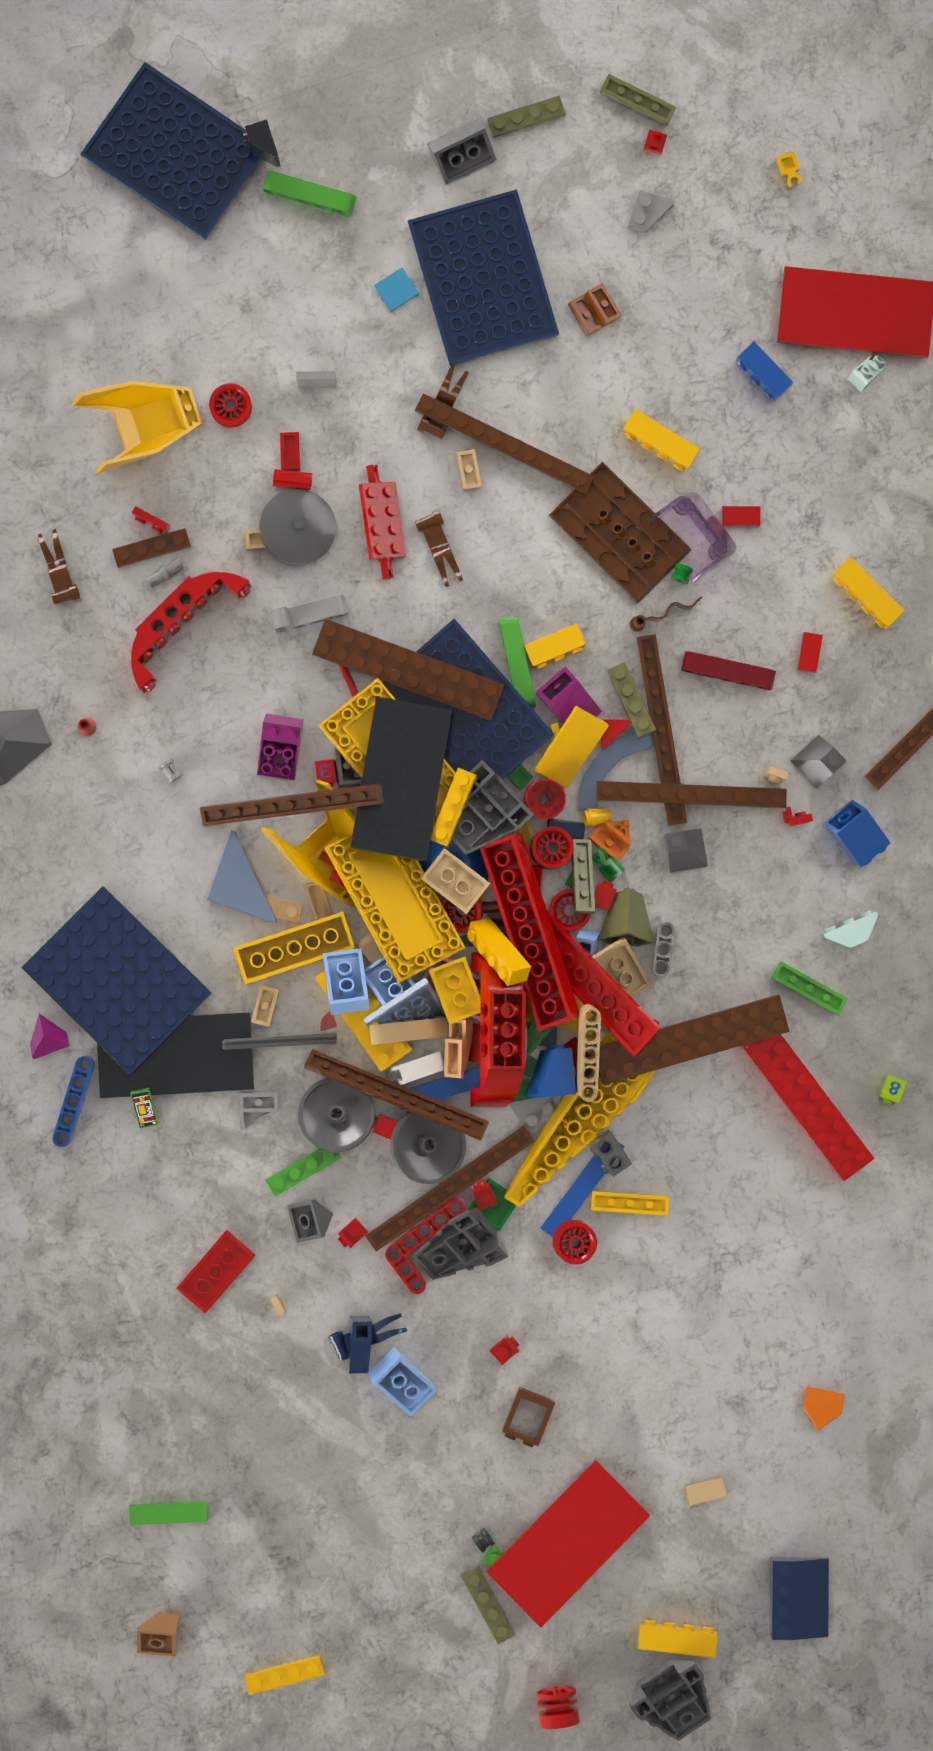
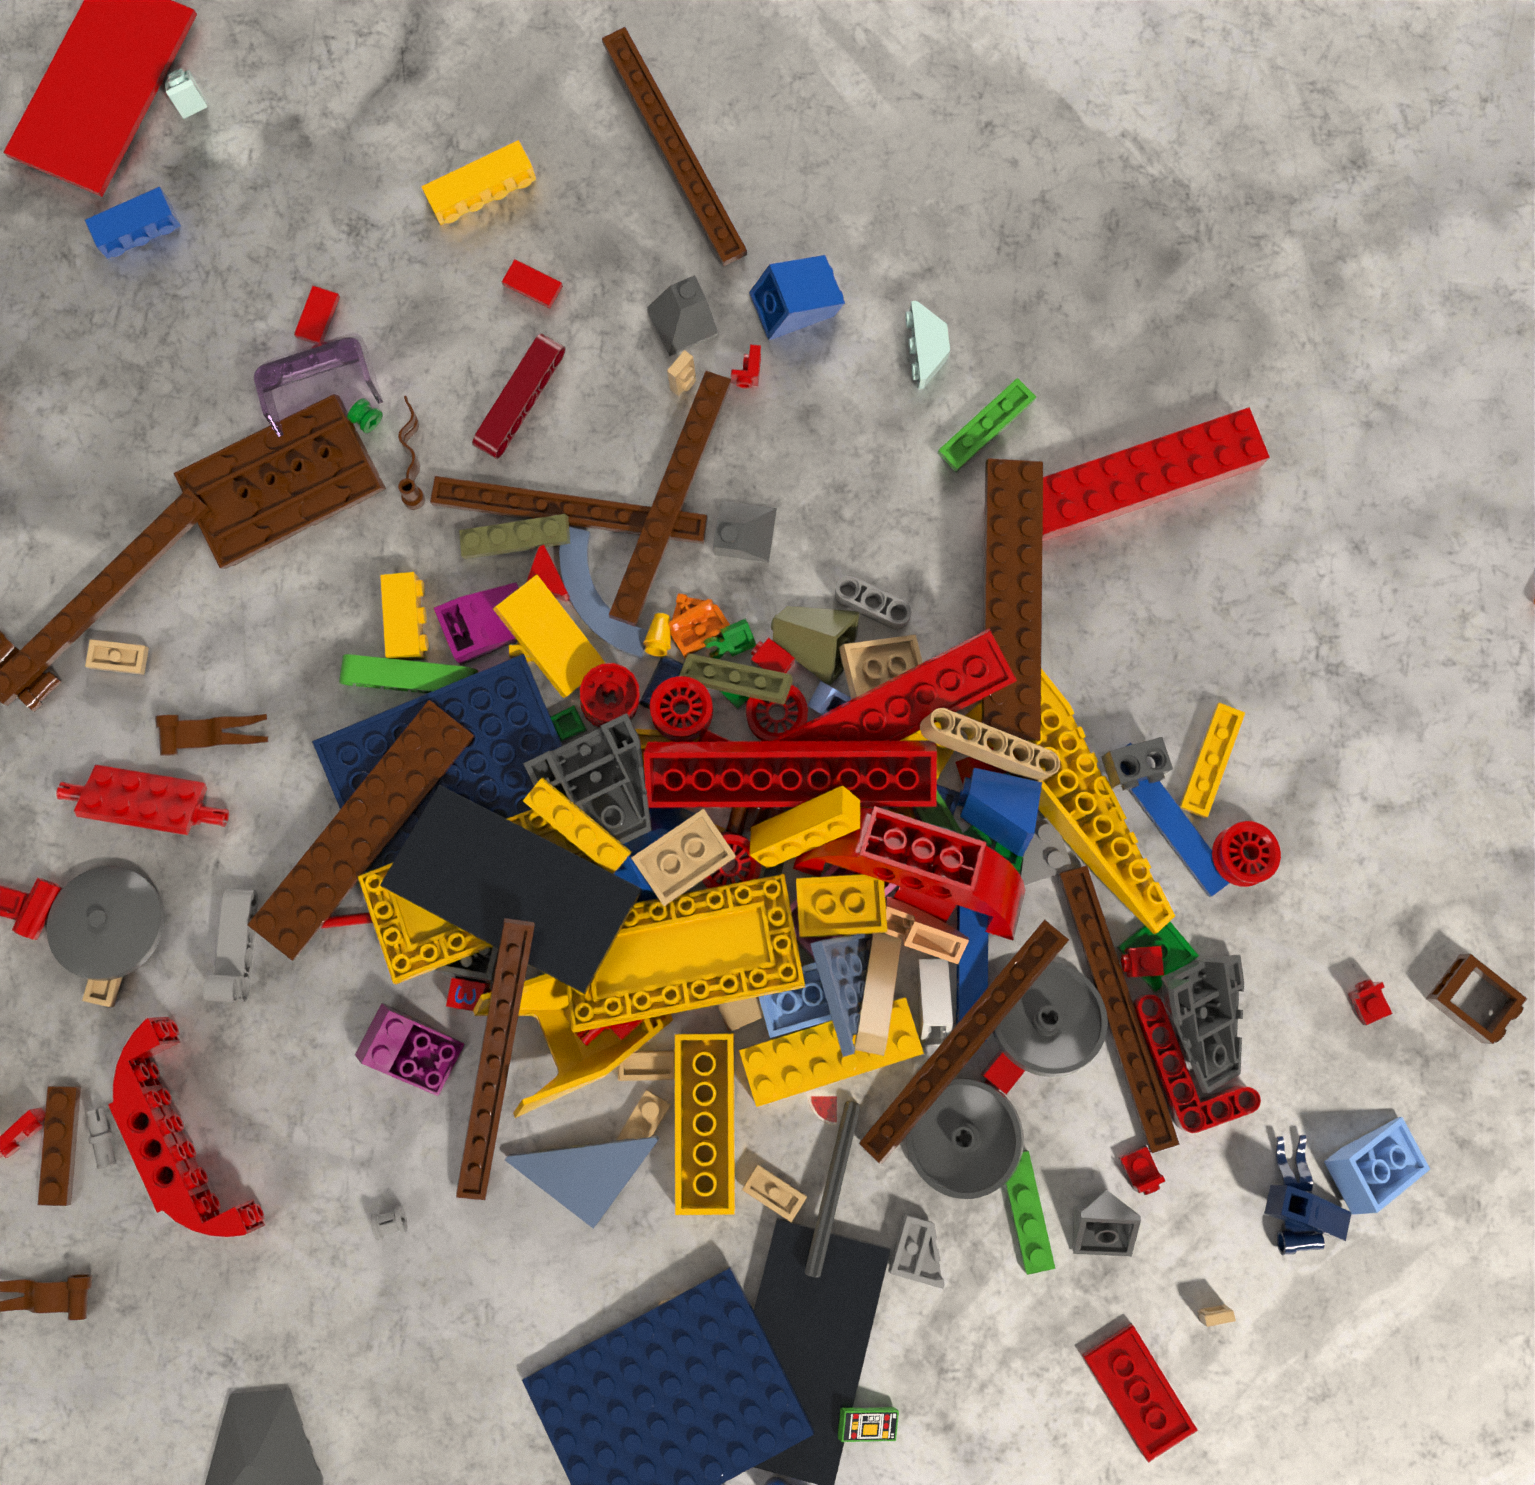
camera: 70 degrees left, 5 degrees down
(90, 730) = (284, 1324): red cone -> none
(346, 981) = (778, 1063): light blue slope -> none
(660, 440) = (174, 386): yellow brick -> none
(892, 1089) = (1158, 358): lime brick -> none

